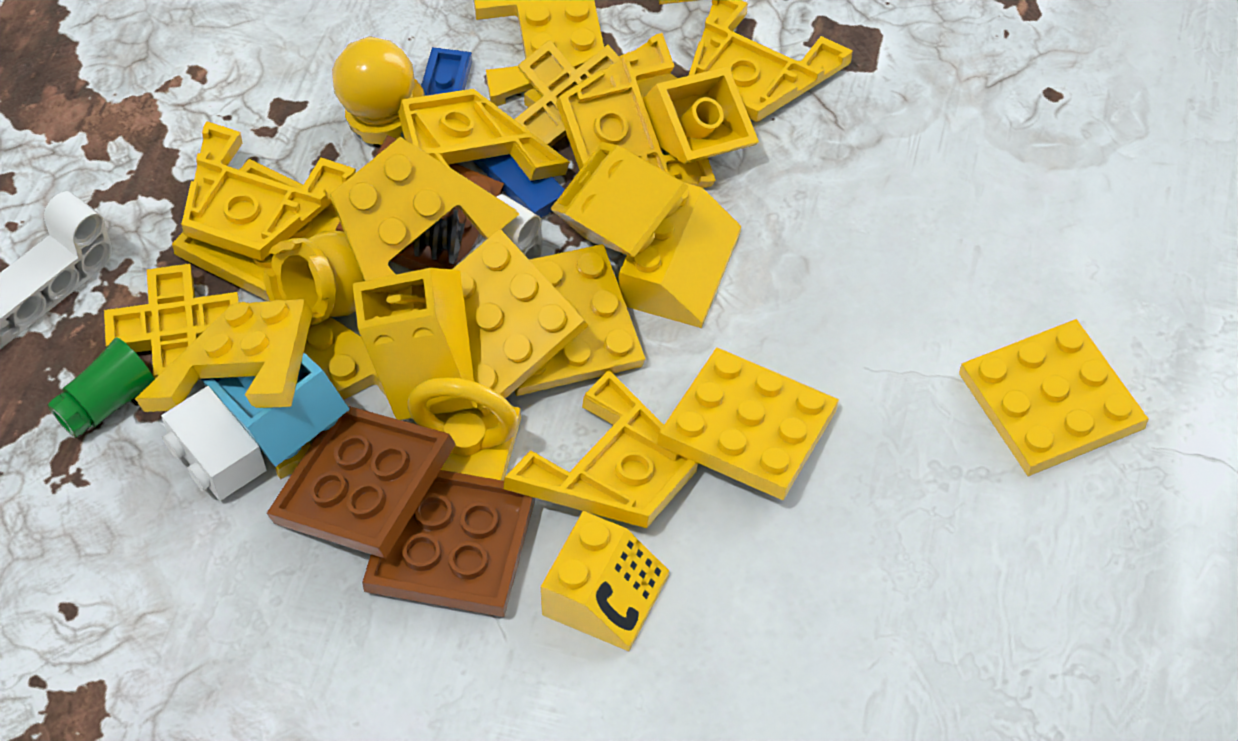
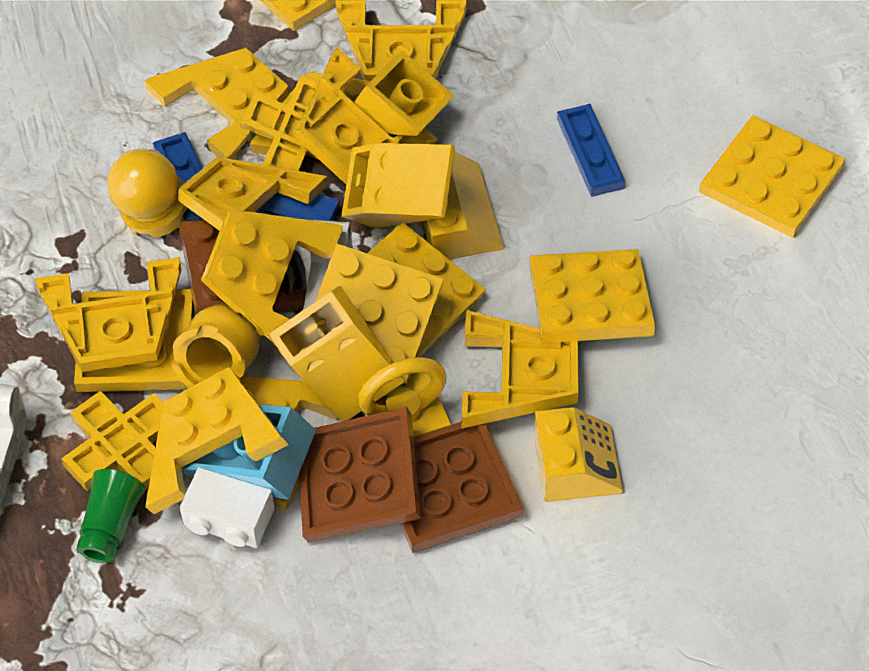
camera: 30 degrees left, 0 degrees up
(871, 270) = (590, 150): none -> blue tile

